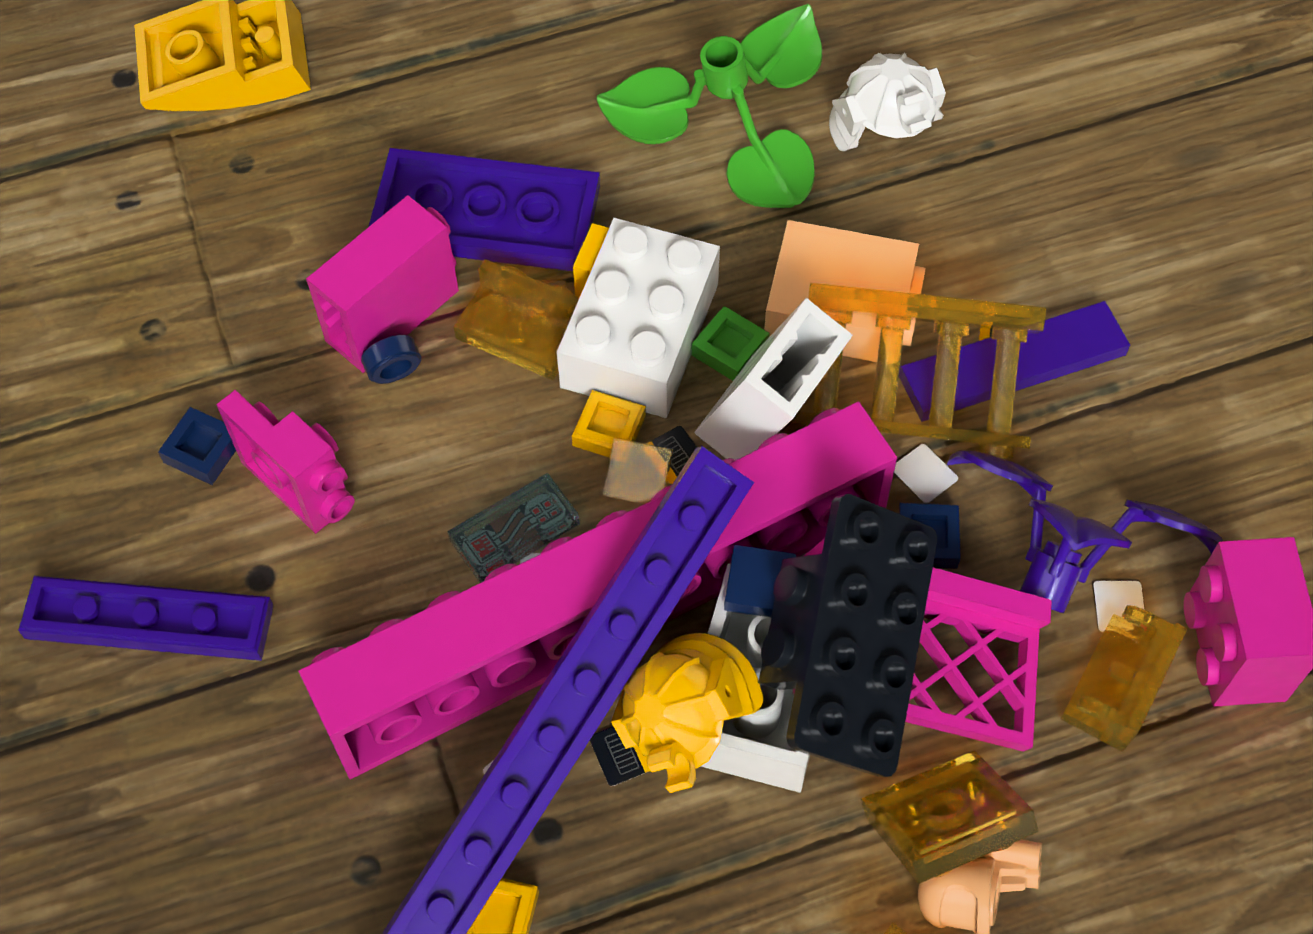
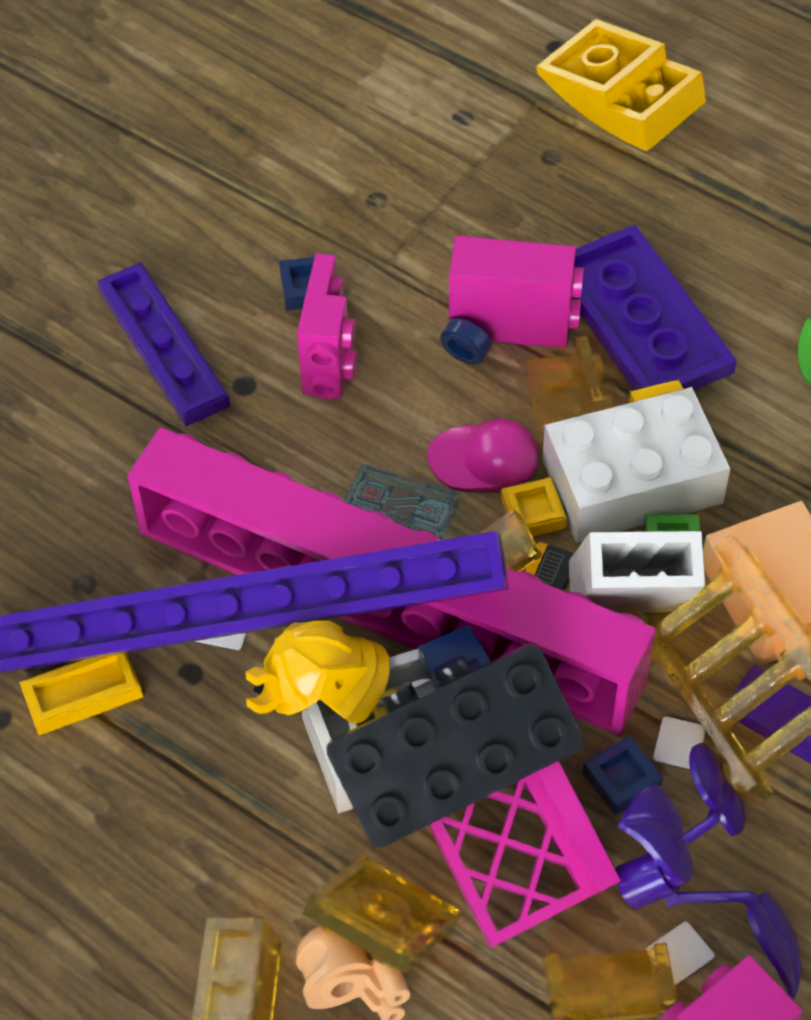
camera: 55 degrees right, 5 degrees down
(519, 428) = (484, 456): none -> dark pink cap

